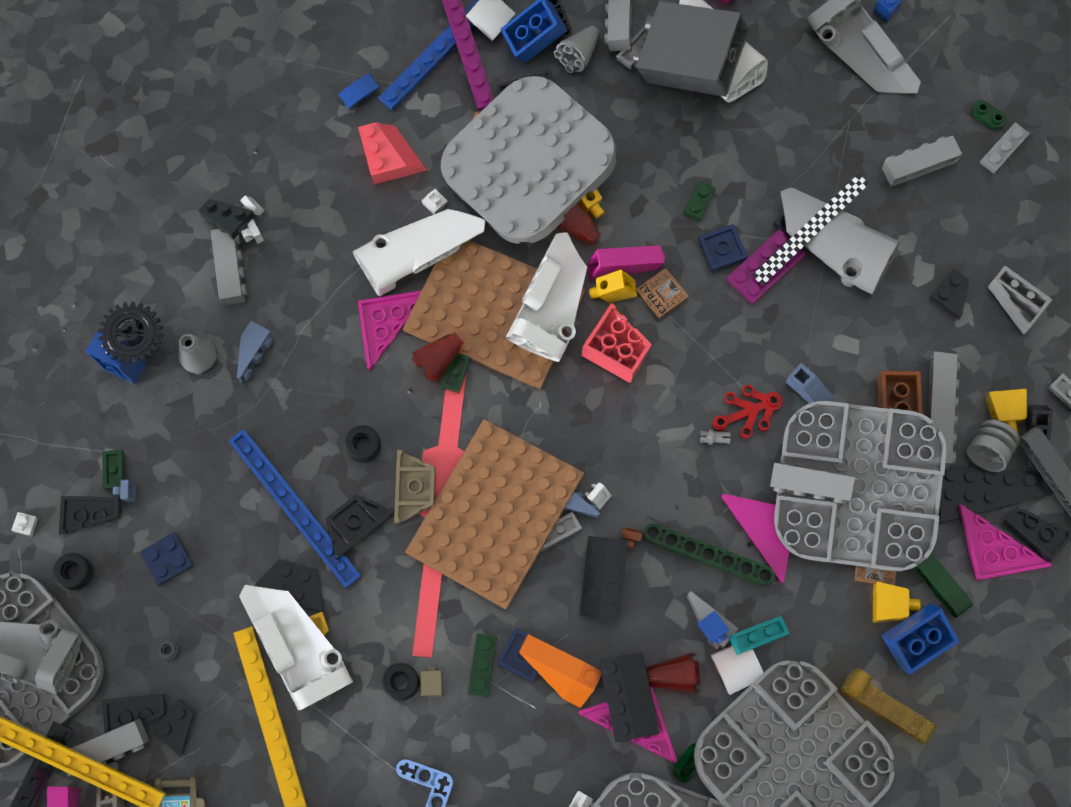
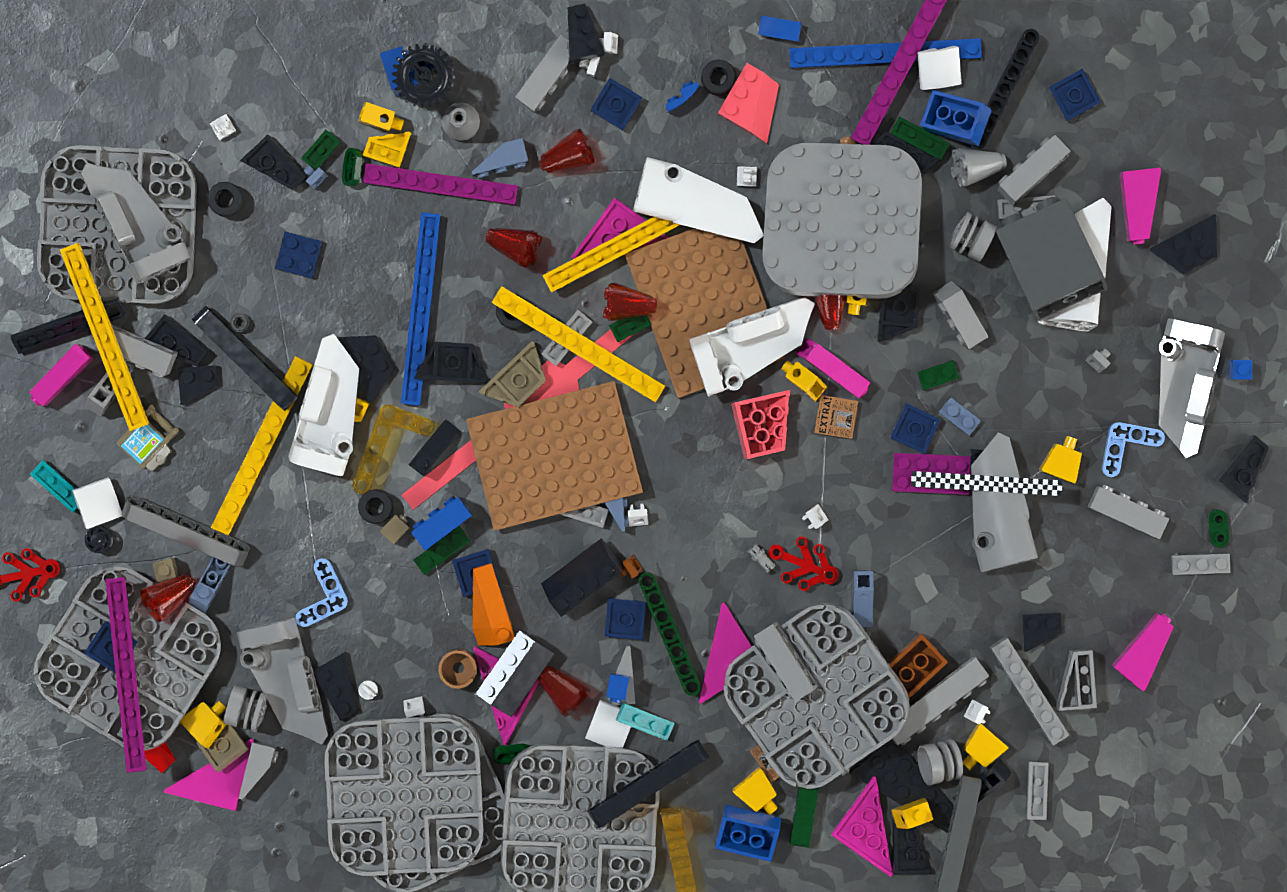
camera: 40 degrees right, 15 degrees up
(133, 405) = (371, 114): none -> yellow torso
(147, 459) = (352, 167): none -> dark green plate
(161, 422) = (387, 148): none -> yellow wing
(195, 670) = (244, 358): none -> black beam
(223, 410) = (440, 184): none -> magenta plate
(294, 302) = (568, 154): none -> clear red cone
(296, 240) = (616, 104): none -> dark blue plate
(318, 396) = (515, 244): none -> clear red cone
(337, 187) = (686, 92): none -> blue slope
(350, 168) = (714, 88): none -> black tyre
(358, 628) = (382, 441): none -> clear yellow beam
(389, 337) = (607, 252): none -> yellow plate
(402, 596) = (434, 448): none -> black slope
(420, 424) = (555, 352): none -> light grey plate
(431, 419) = (578, 344): none -> yellow plate
(460, 641) = (441, 522): none -> blue brick
(524, 68) = (920, 138): none -> dark green plate
(589, 728) = (454, 679): none -> medium nougat piece
(626, 90) = (973, 237): none -> light grey wheel
(628, 186) = (898, 313): none -> black wing
(666, 577) = (625, 618): none -> dark blue plate
(671, 146) = (960, 315): none -> light grey wedge
(721, 370) = (816, 517): none -> white tile
(743, 212) = (959, 416): none -> sand blue plate
(792, 88) = (1098, 360): none -> light grey tile
(811, 677) = (648, 784): none -> black beam
(841, 170) = (1063, 461): none -> yellow torso
(864, 124) = (1120, 441): none -> light blue beam
(961, 66) = (1243, 469): none -> black wing
(976, 389) = (976, 712): none -> white tile
(994, 339) = (1029, 691): none -> light grey brick
(1019, 496) = (913, 814): none -> yellow torso
(1037, 238) = (1144, 651): none -> dark pink slope

